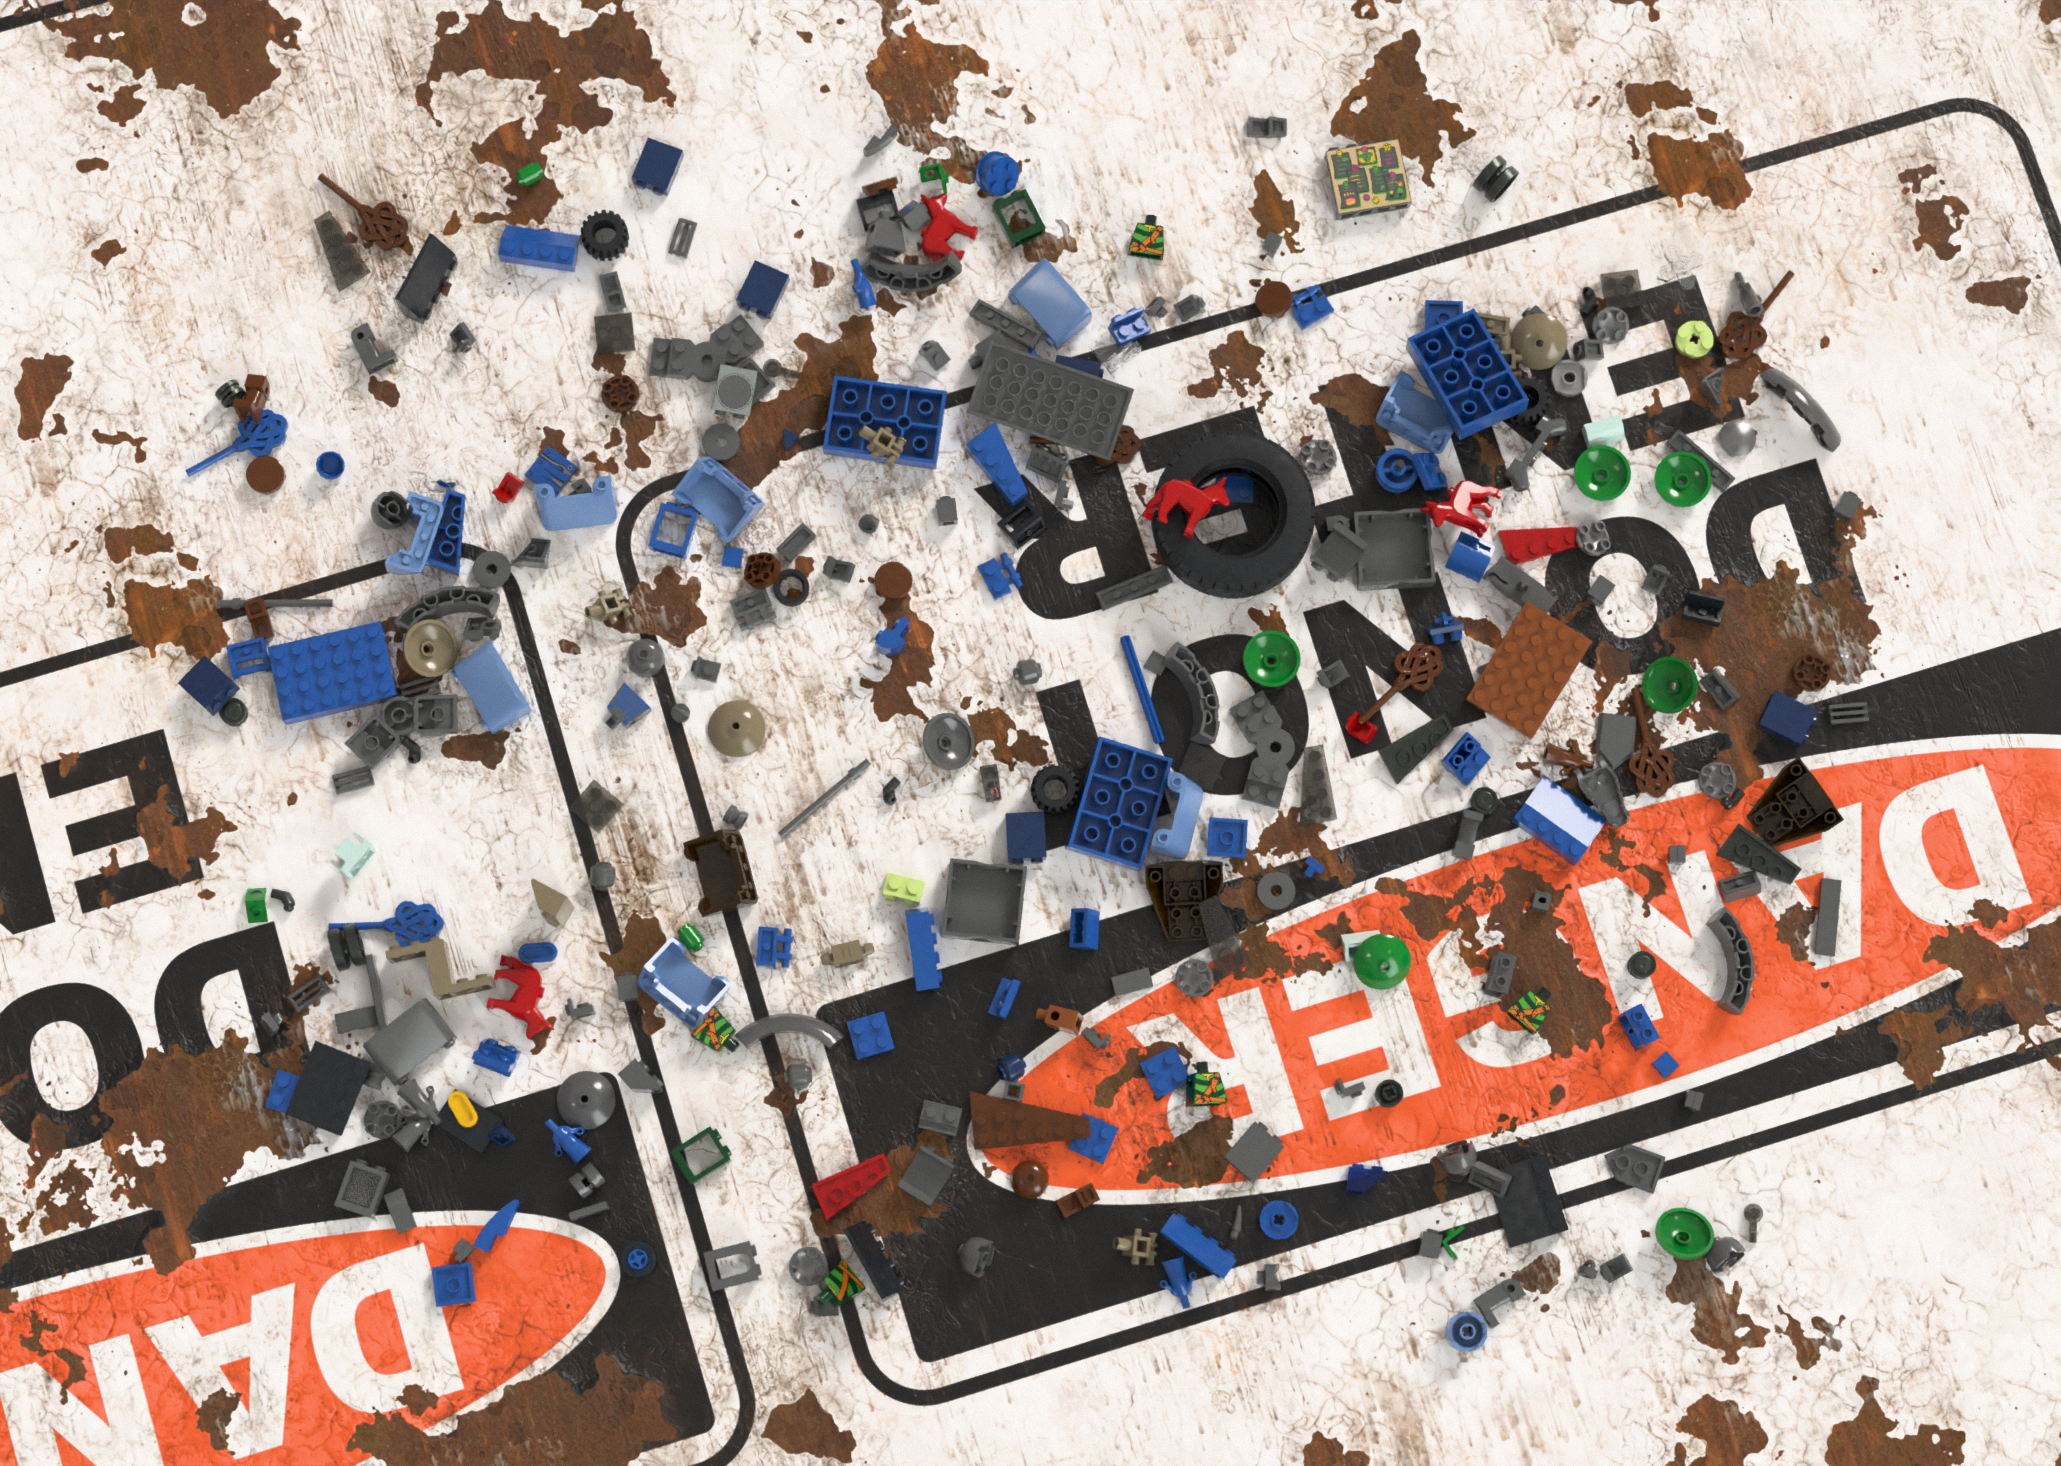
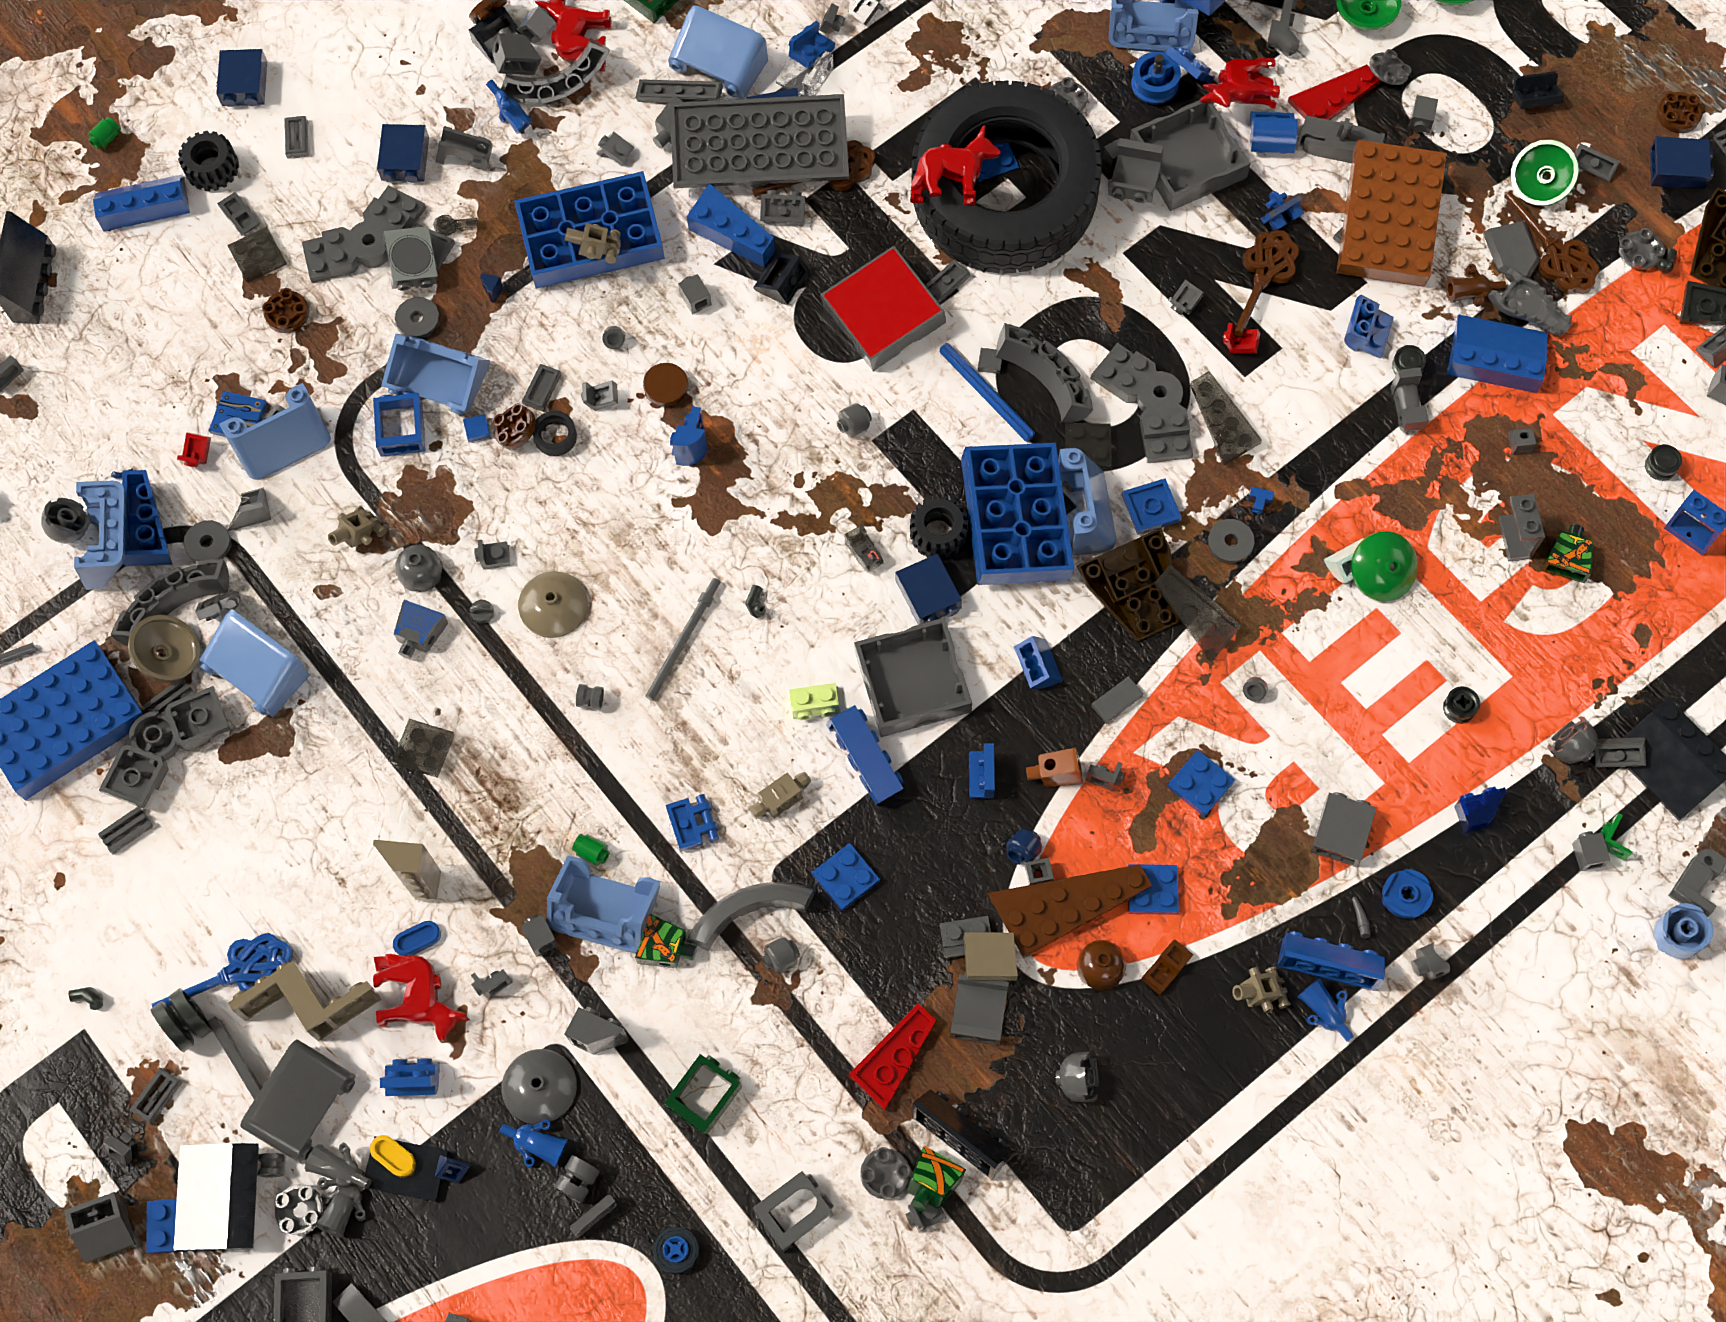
camera: 15 degrees left, 10 degrees down
(239, 1075) = (100, 1226): none -> dark grey slope
(256, 905) = (56, 1018): green bracket -> none
(353, 855) = (155, 911): light aqua panel -> none
(356, 1019) = (223, 1102): dark grey slope -> none
(414, 750) = (186, 769): pearl dark grey arm -> none
(463, 338) = (87, 318): dark grey bracket -> none
(497, 1226) = (487, 1281): blue slope -> none
(602, 875) = (459, 820): dark grey head -> none
(722, 871) = (597, 761): dark brown windscreen -> none
(752, 603) = (518, 465): dark grey plate -> none
(813, 307) = (464, 147): none -> dark grey piece
(949, 1141) = (990, 956): none -> dark tan tile
(956, 737) = (798, 521): dark grey dish -> none
(994, 578) = (775, 342): blue plate -> none
(1062, 492) = (811, 228): dark grey bracket -> none
(1089, 586) = (883, 308): none -> red tile
(1194, 978) = (1185, 667): flat silver dish -> none
(1204, 1088) = (1255, 780): torso -> none
(1239, 1017) = (1255, 689): none -> dark grey tile
(1273, 646) = (1113, 294): green dish -> none
(1353, 1091) = (1421, 717): dark grey bracket -> none
(1412, 748) = (1304, 343): pearl dark grey wing -> none
(1656, 579) = (1474, 81): dark grey bracket -> none
(1676, 854) = (1640, 336): dark grey piece -> none

